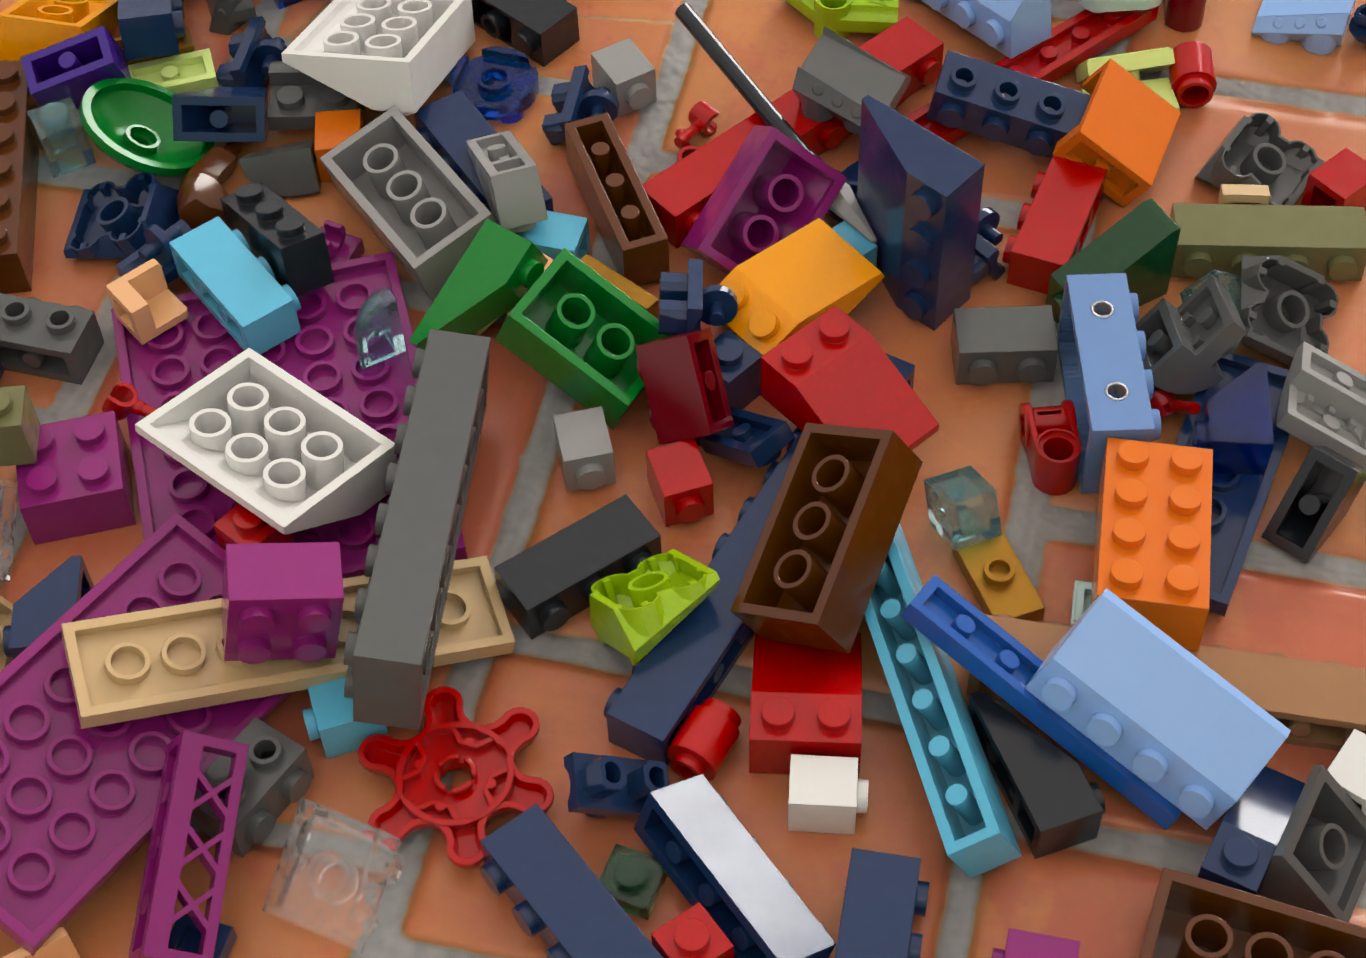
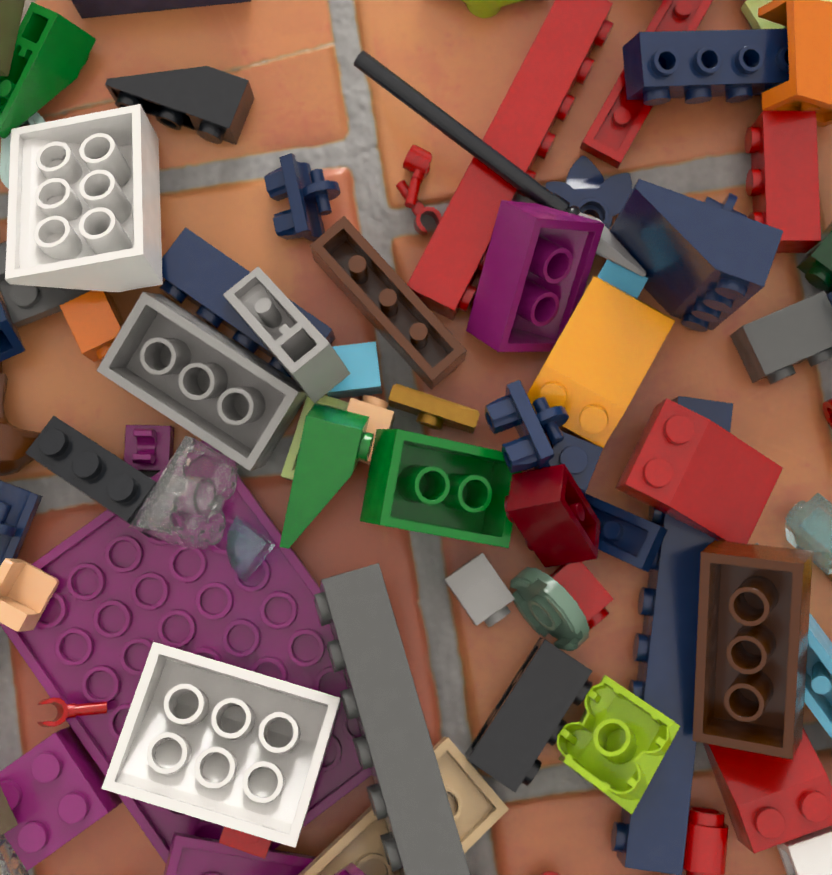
camera: 25 degrees left, 30 degrees up
(236, 286) = (91, 546): medium azure brick -> none
(284, 168) = (54, 368): dark grey brick -> none
(344, 263) = (189, 497): none -> clear slope
(503, 101) = (185, 176): clear blue plate -> none
(626, 75) = (325, 142): light grey brick -> none
(645, 468) = (549, 608): none -> sand green tile
(840, 76) = (556, 98): dark grey slope -> none

